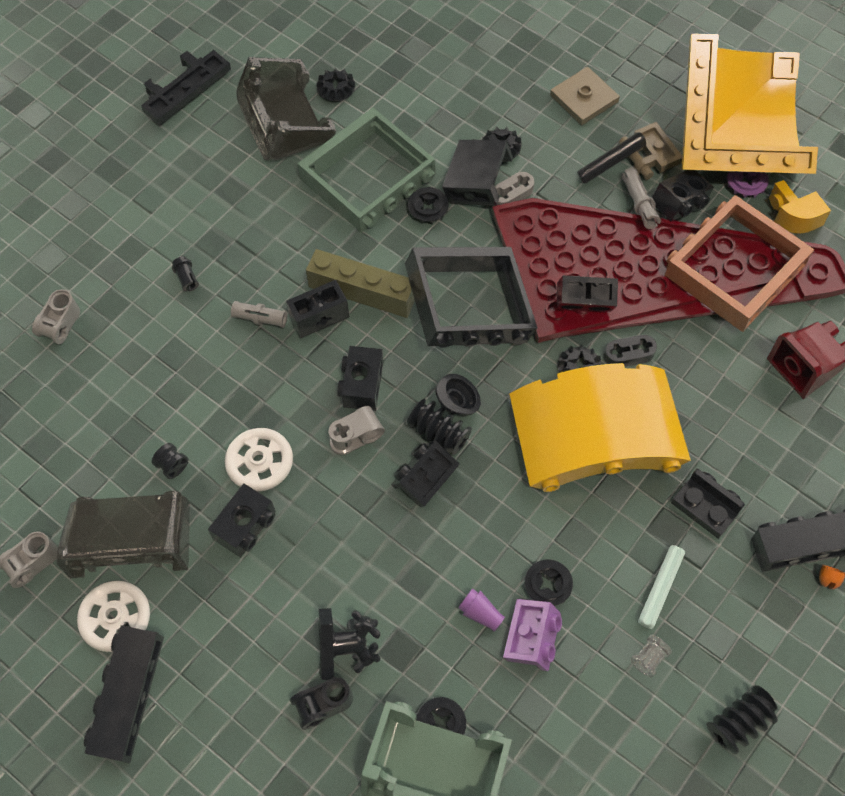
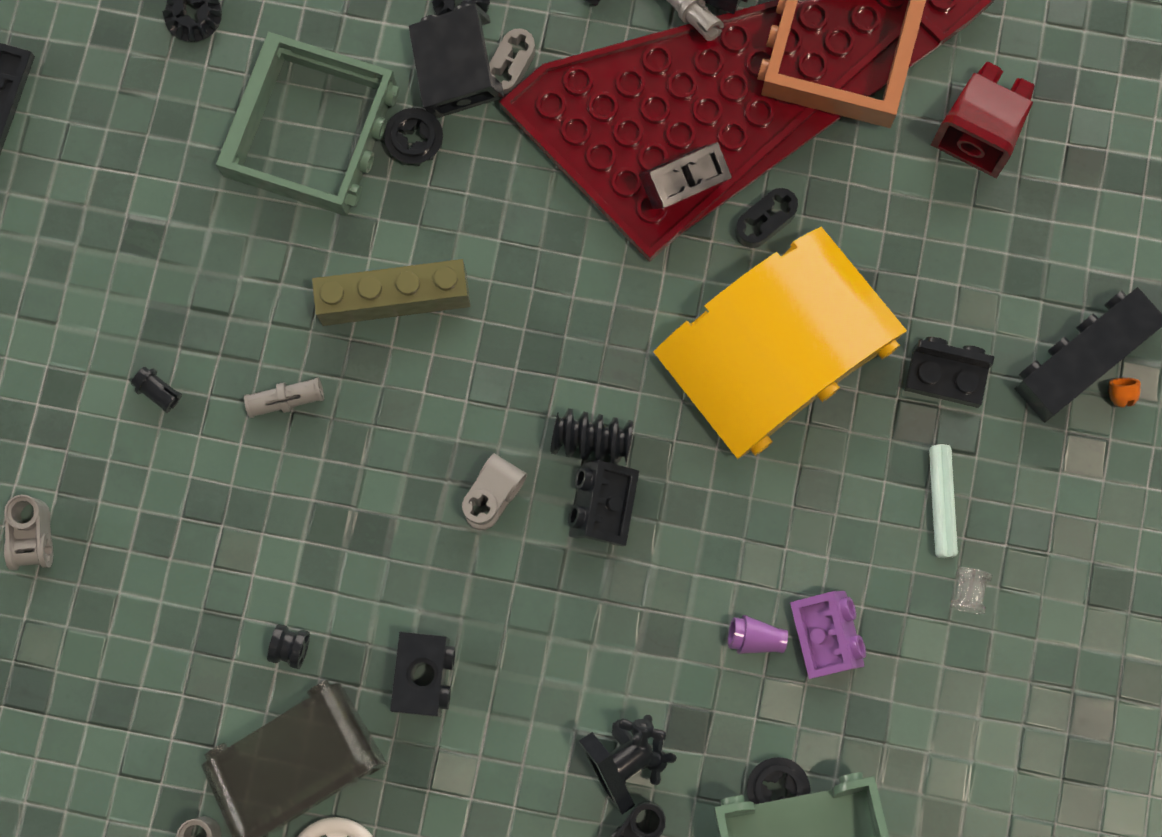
camera: 25 degrees left, 15 degrees up
(251, 438) = (400, 618): white plate -> none
(278, 109) = (142, 91): clear smoke windscreen -> none
(318, 308) = (358, 356): black brick -> none
(361, 362) = (461, 397): black brick -> none
(458, 395) = (593, 385): black piece -> none
(470, 260) = (584, 204): black window -> none
(550, 570) = (832, 557): black gear -> none
(573, 354) = (707, 281): black gear -> none
(743, 719) = (1104, 612): black piece -> none

